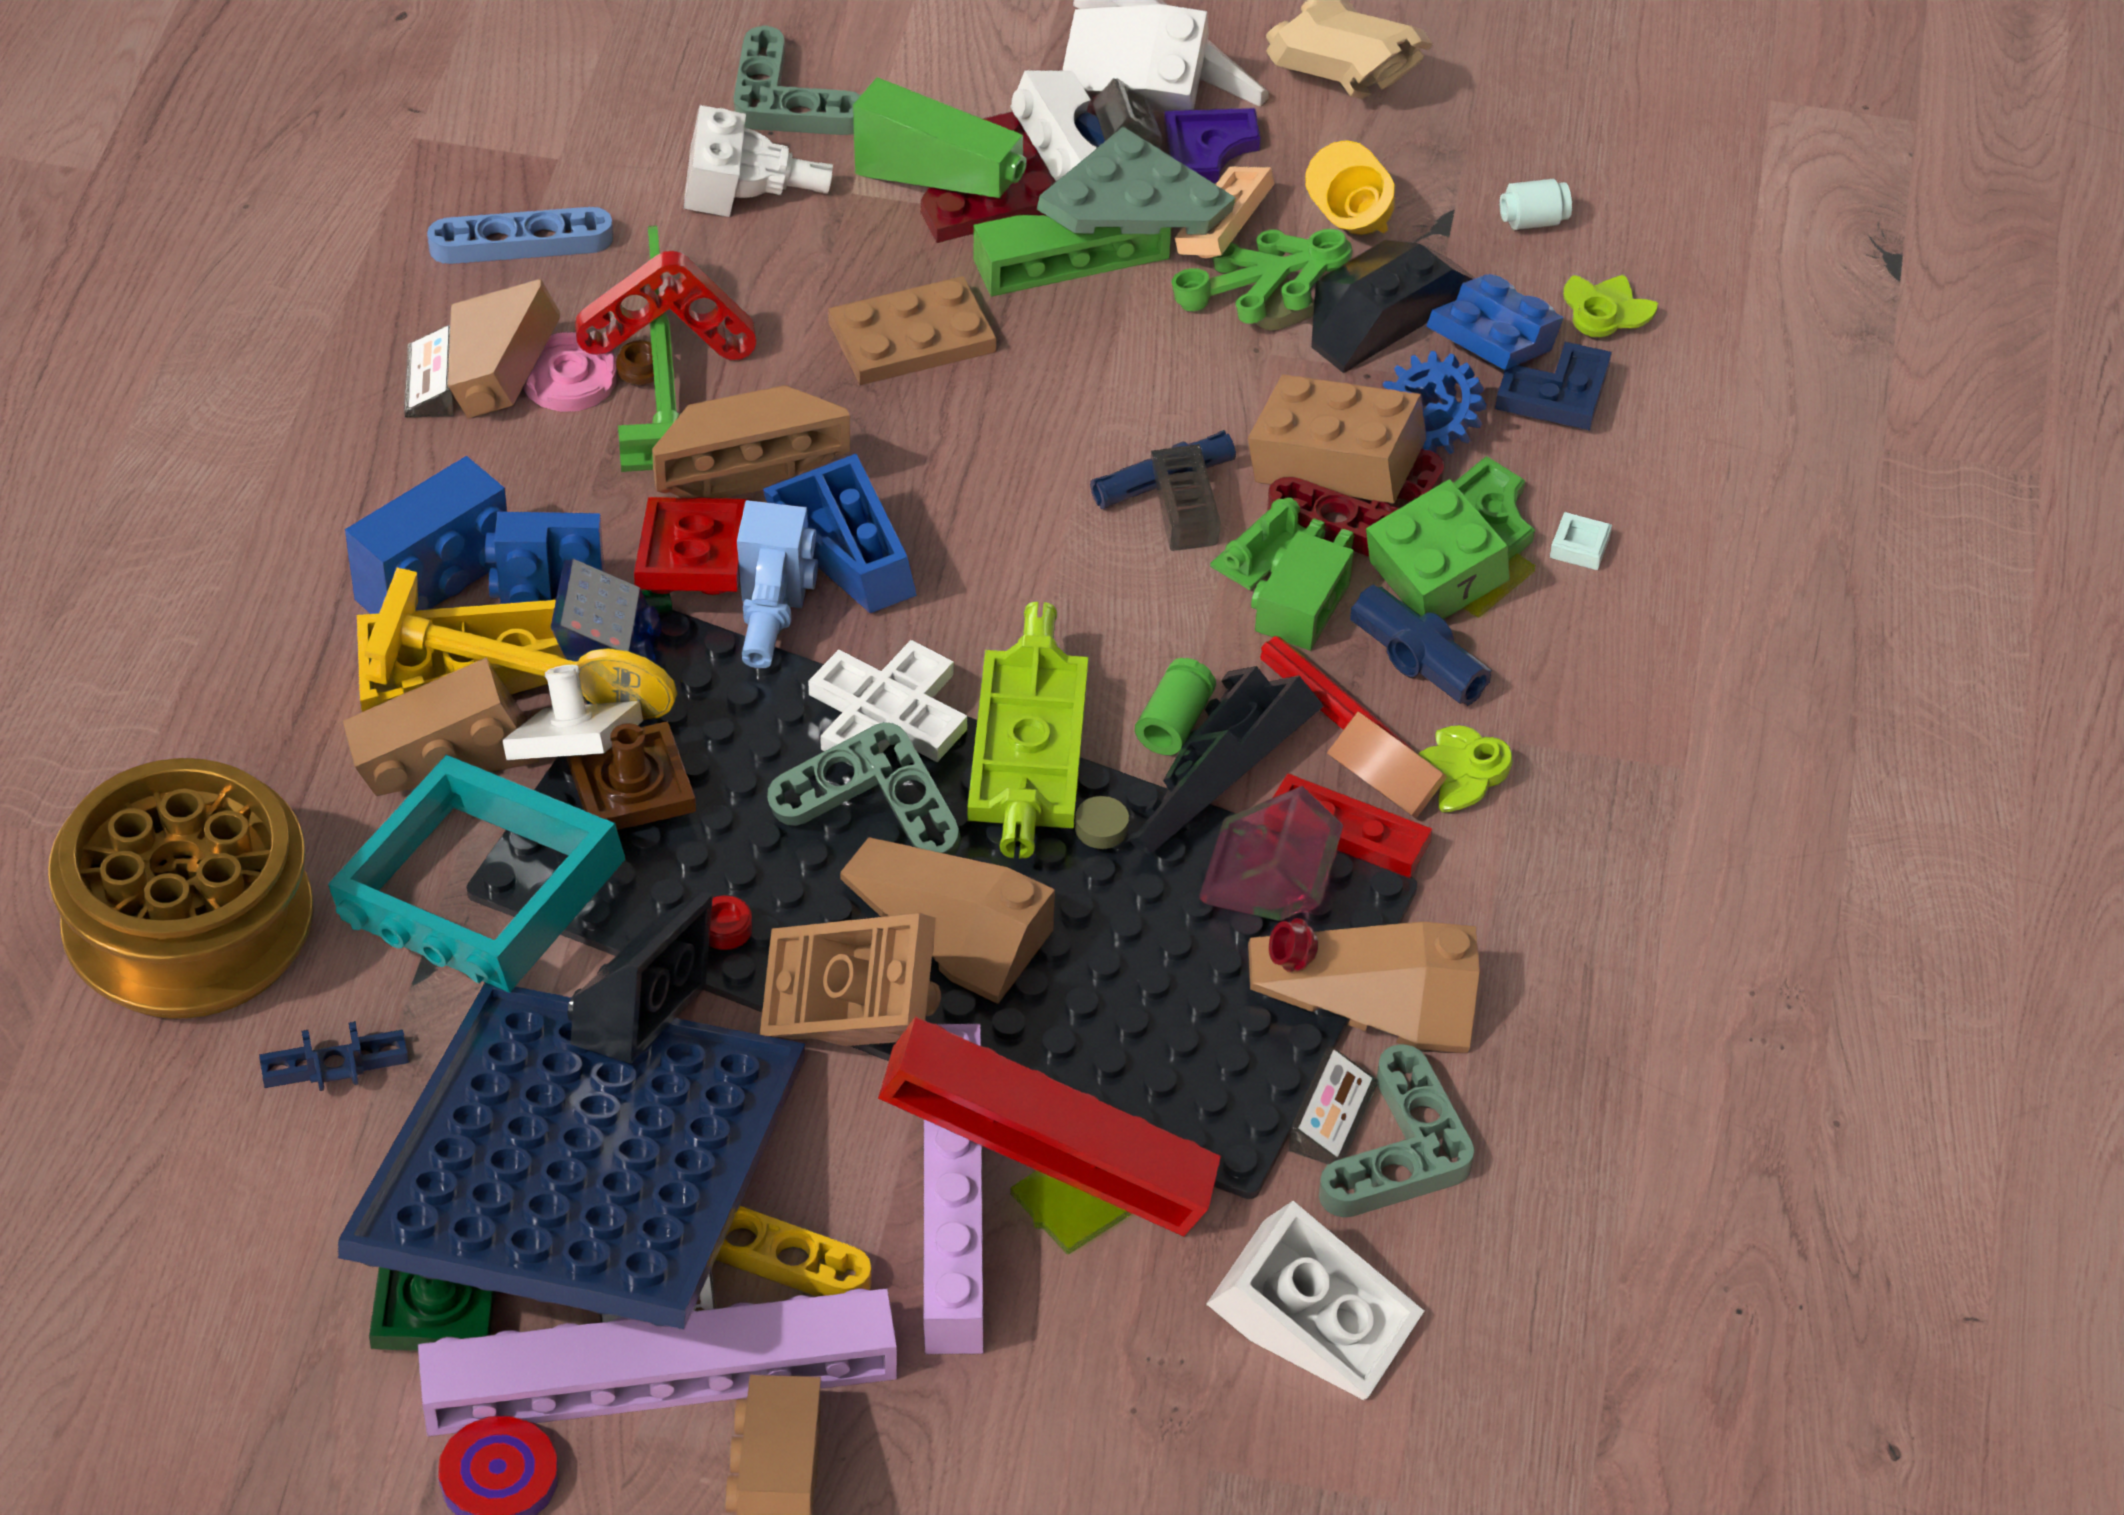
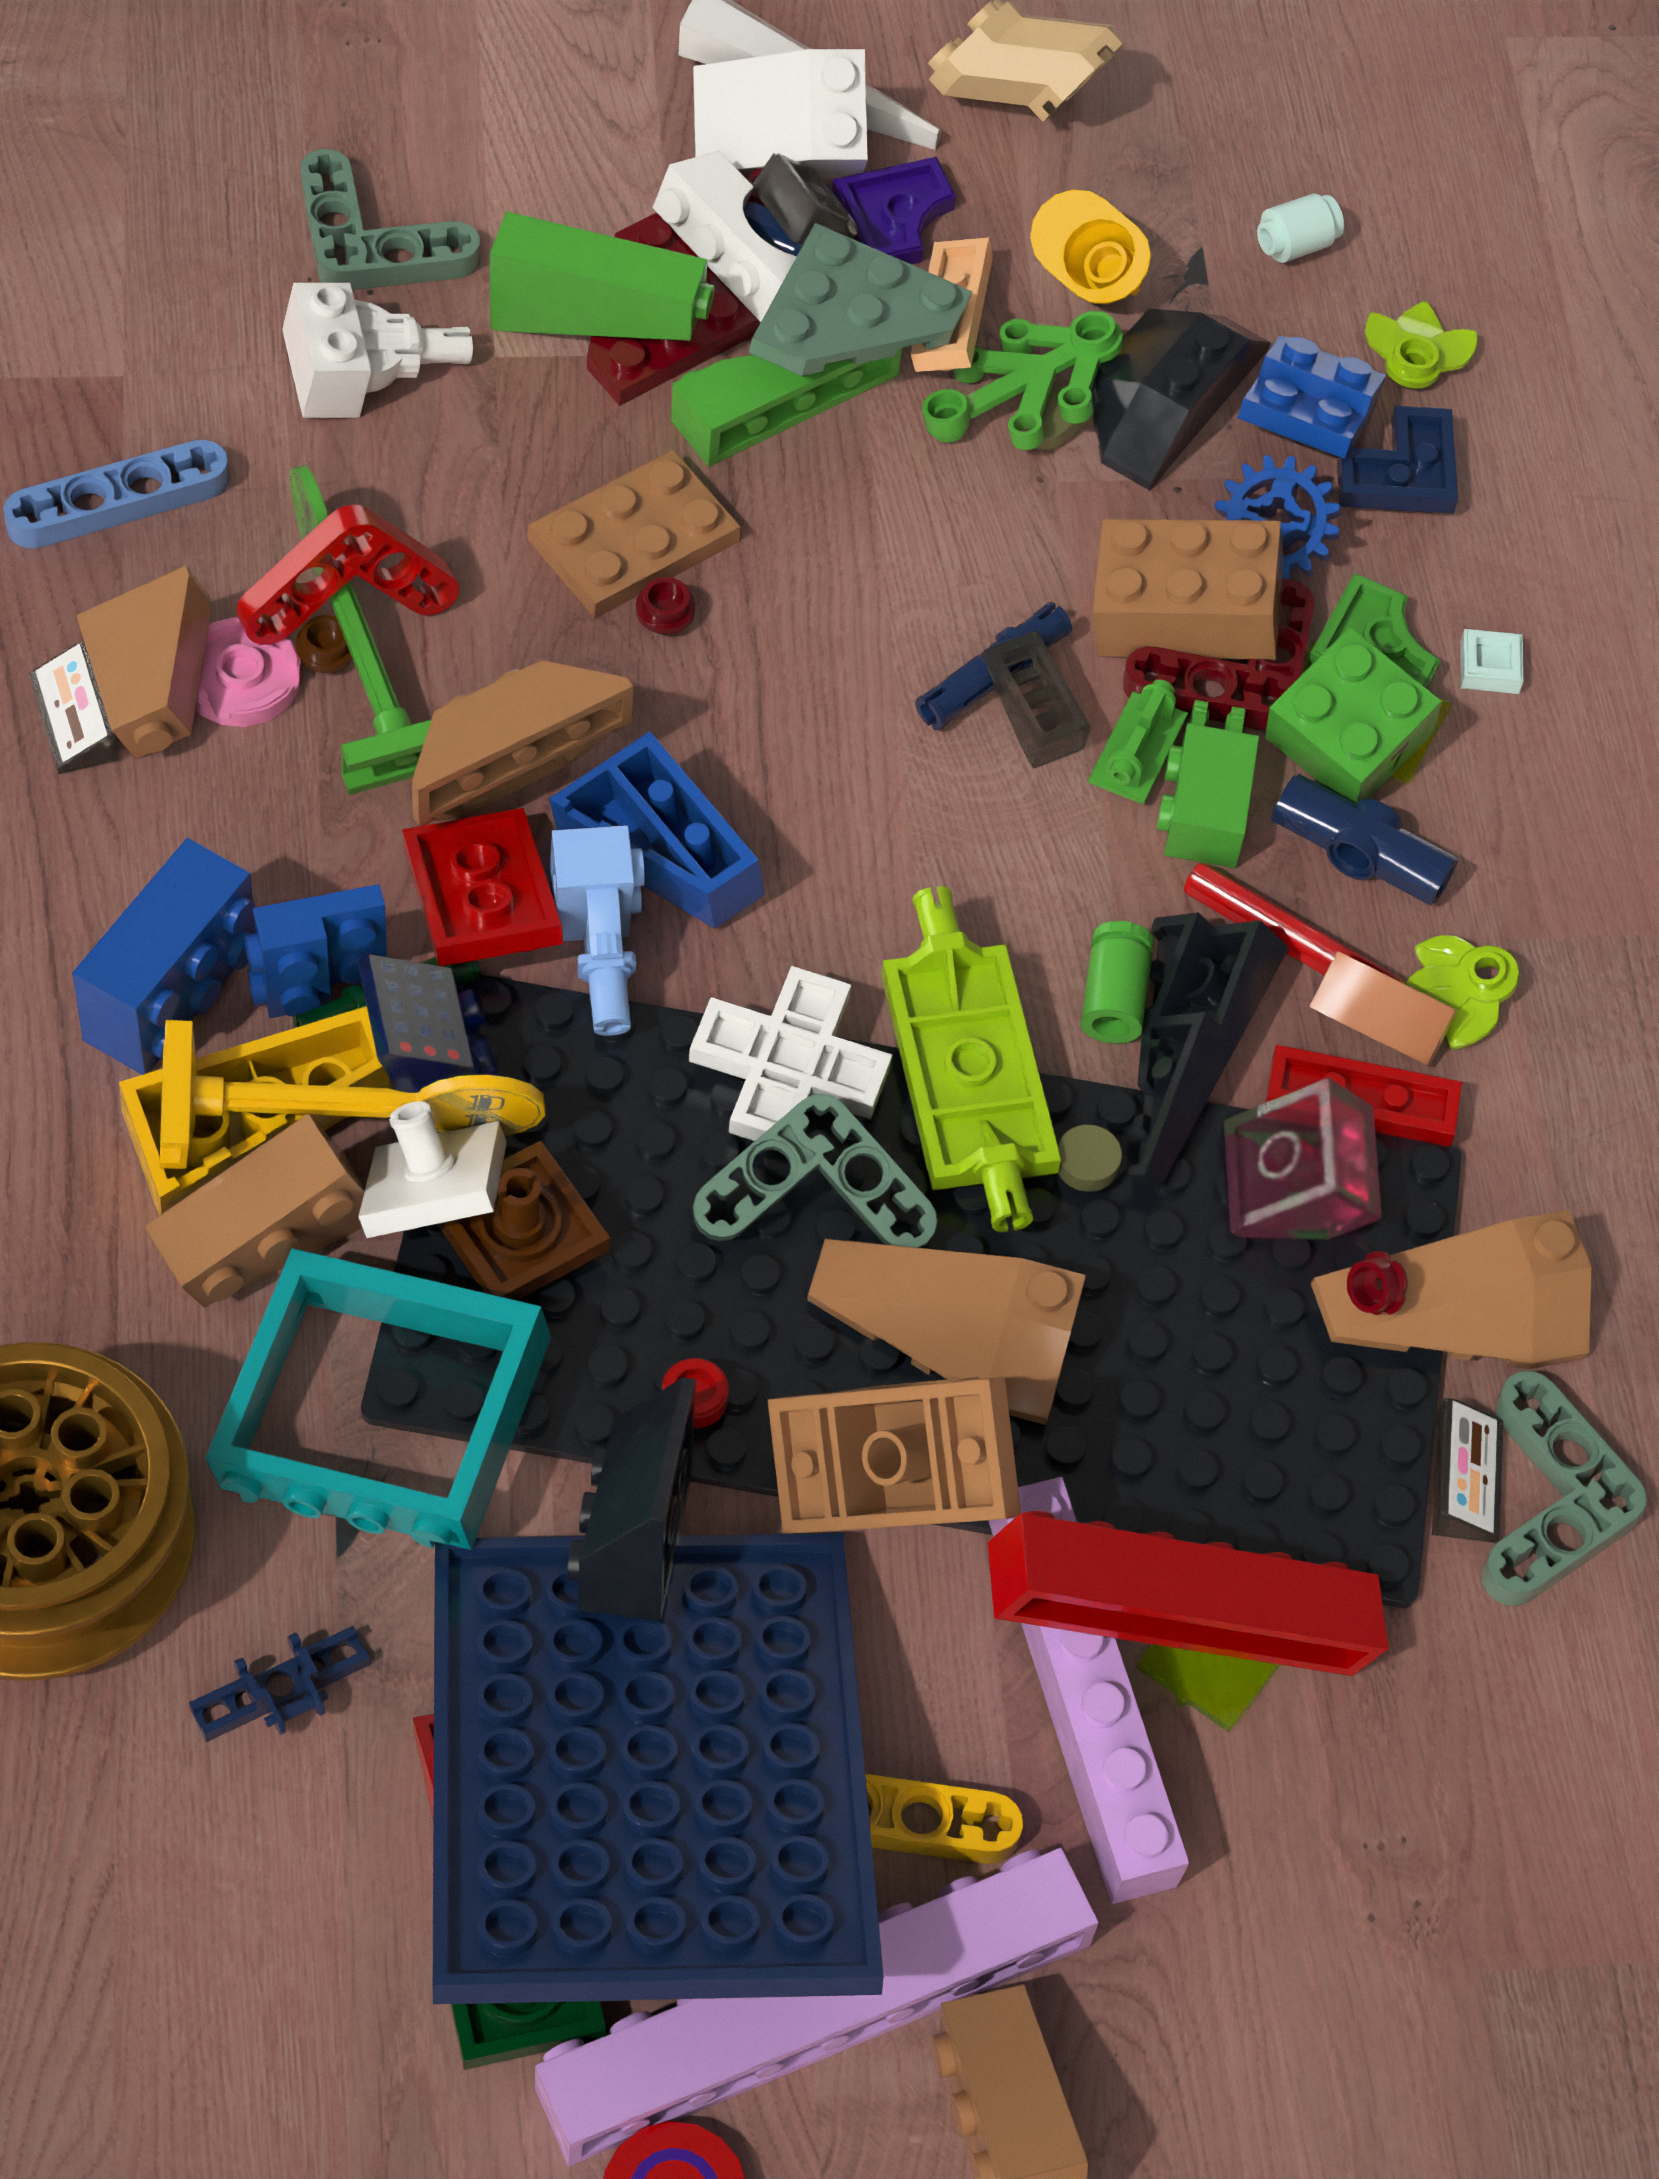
camera: 20 degrees left, 10 degrees up
(915, 382) = (665, 606): none -> dark red plate
(1315, 1302) = (1535, 1732): white slope -> none

